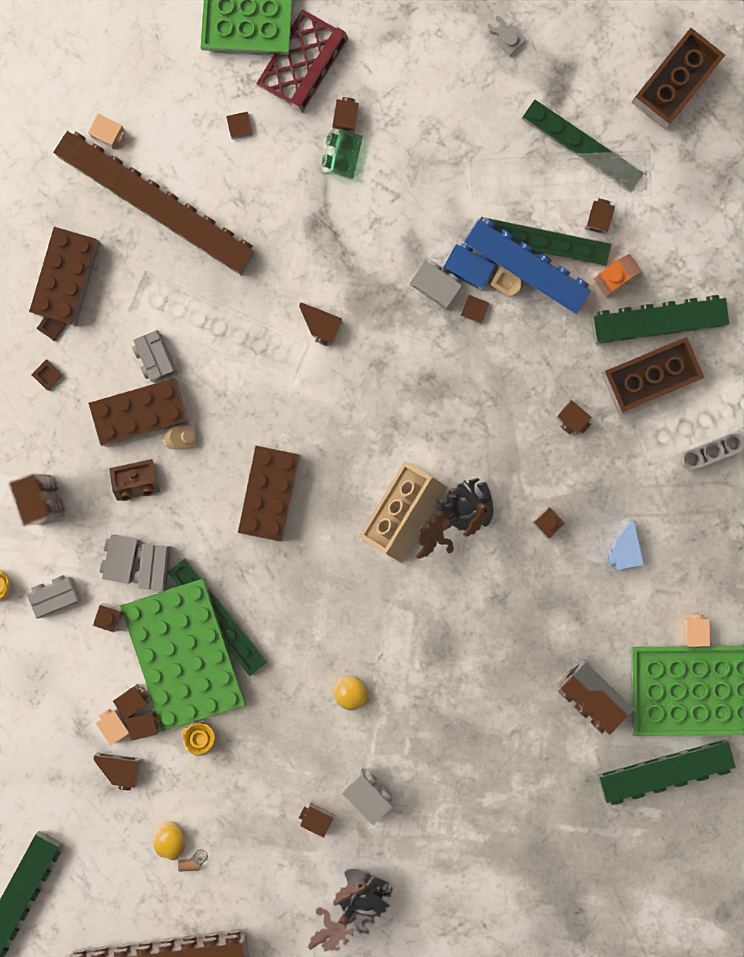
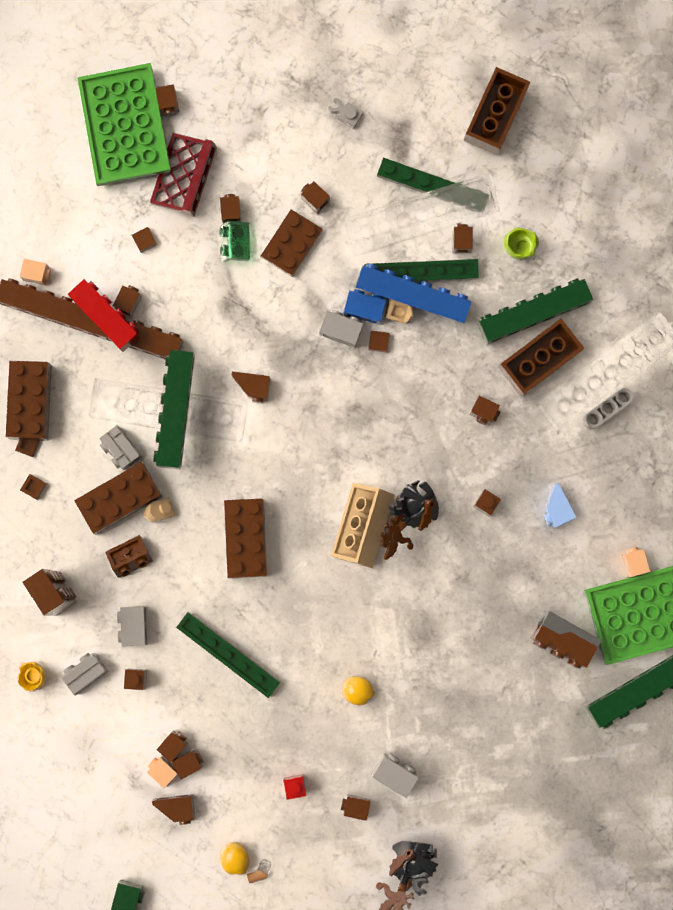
camera: 15 degrees left, 5 degrees down
(153, 567) = (162, 625): light grey brick -> none
(171, 201) = (103, 315): none -> red brick
(183, 654) = (207, 694): bright green plate -> none
(199, 739) = (238, 763): yellow hair -> none
(203, 190) = (127, 300): none -> reddish brown brick
(225, 330) = (175, 409): none -> dark green brick
(254, 780) = (294, 787): none -> red brick
(405, 171) = (291, 243): none -> reddish brown plate
(445, 125) = (315, 196): none -> reddish brown brick
(617, 275) = (489, 283): orange slope -> none
(664, 238) = (521, 243): none -> lime hair

